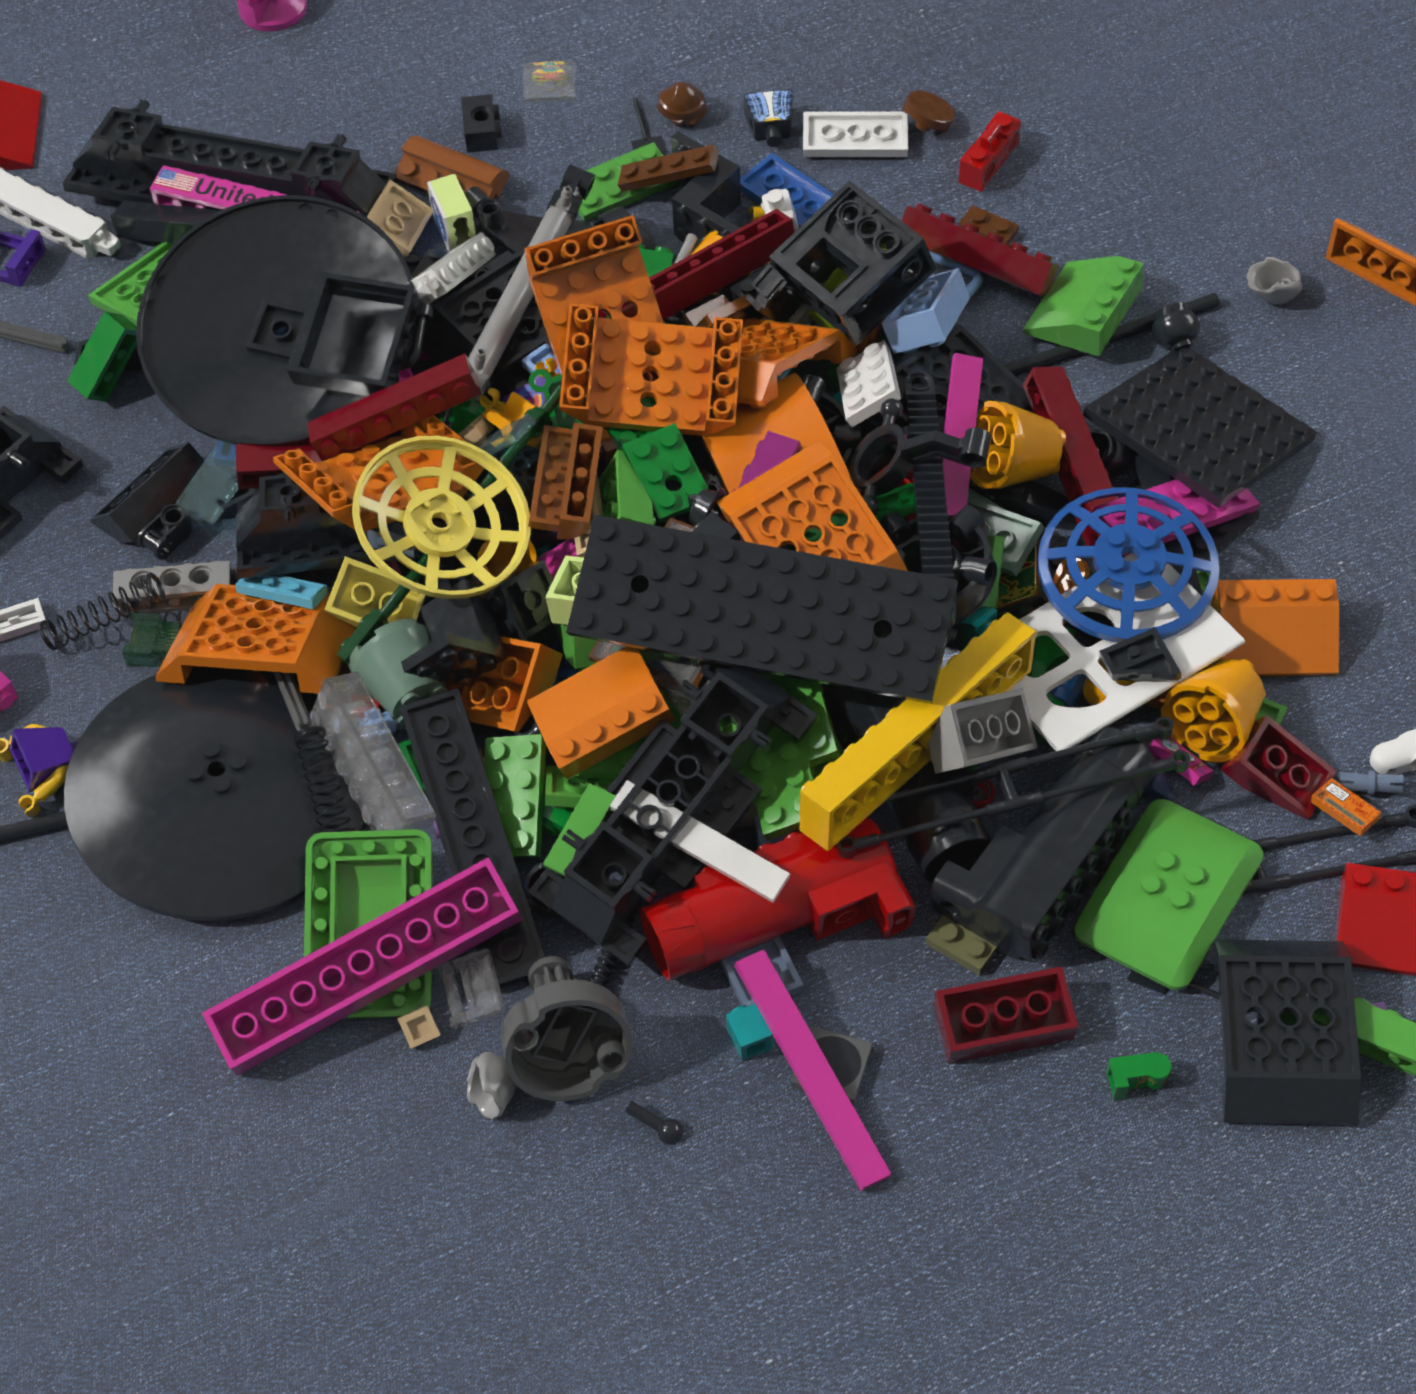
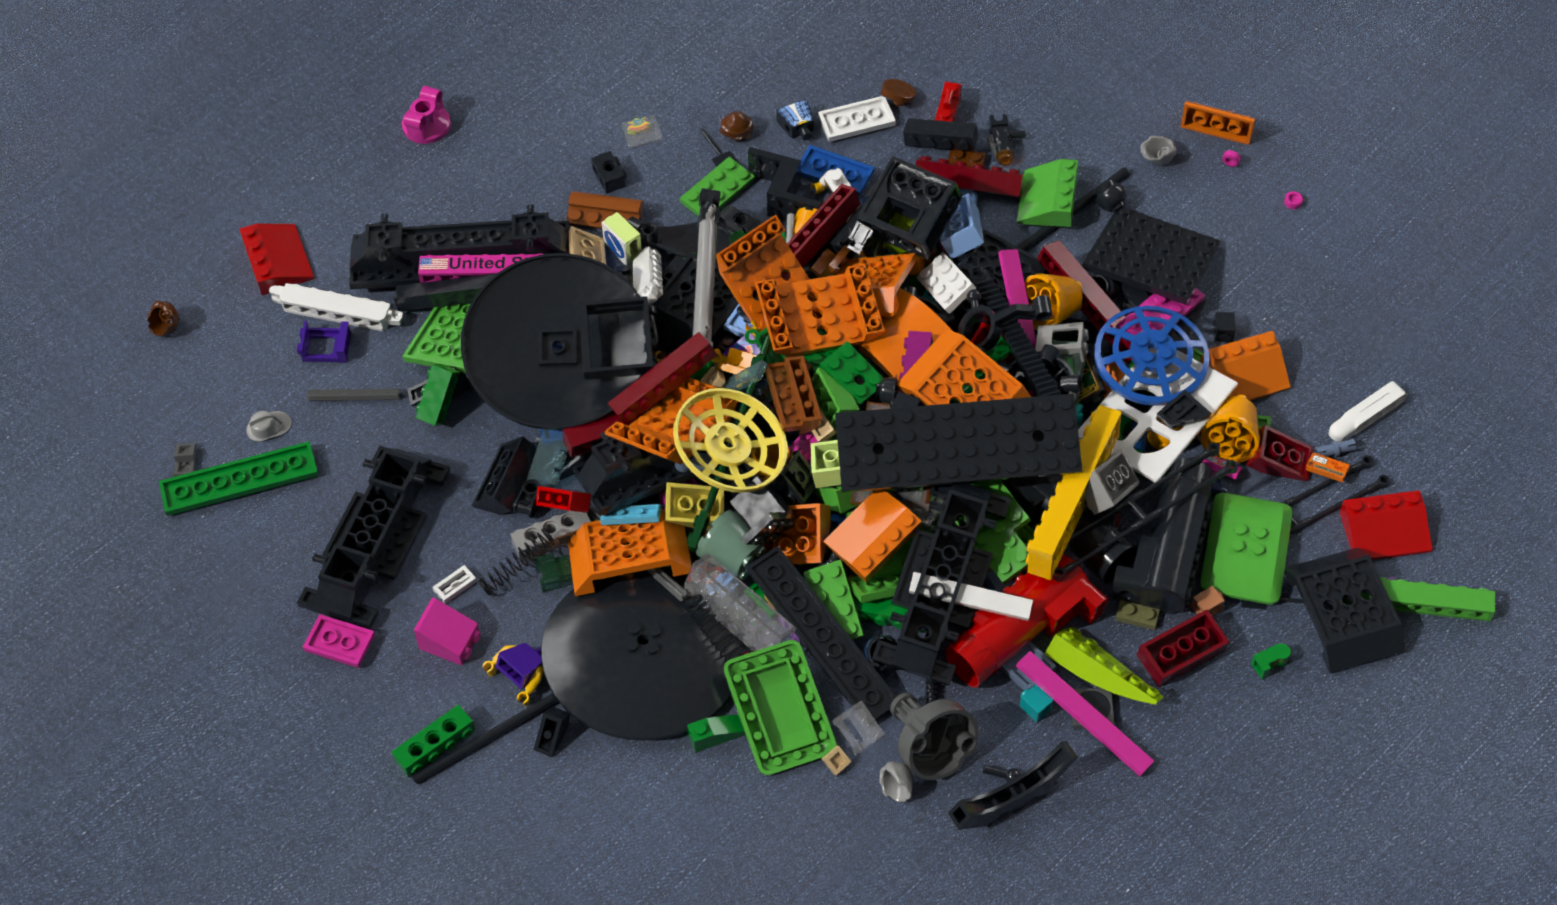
camera: 20 degrees left, 0 degrees up
(43, 861) = (551, 731): none -> black slope
(203, 543) = (563, 499): none -> red piece
(263, 931) = (714, 731): none -> green slope
(361, 967) = (791, 733): dark pink brick -> none
(585, 818) = (893, 602): bright green tile -> none
(647, 1160) = (1011, 796): none -> black arch
(668, 168) = (753, 173): reddish brown plate -> none
(866, 1004) = (1098, 667): none -> lime wedge
(962, 182) = (940, 134): none -> black brick
(1023, 523) = (1045, 336): none -> light grey window
(1048, 212) = (1001, 139): none -> black piece
(1076, 957) = (1208, 599): none -> nougat brick
(1270, 556) = (1224, 326): none -> black brick
(1382, 319) = (1231, 158): none -> dark pink tile

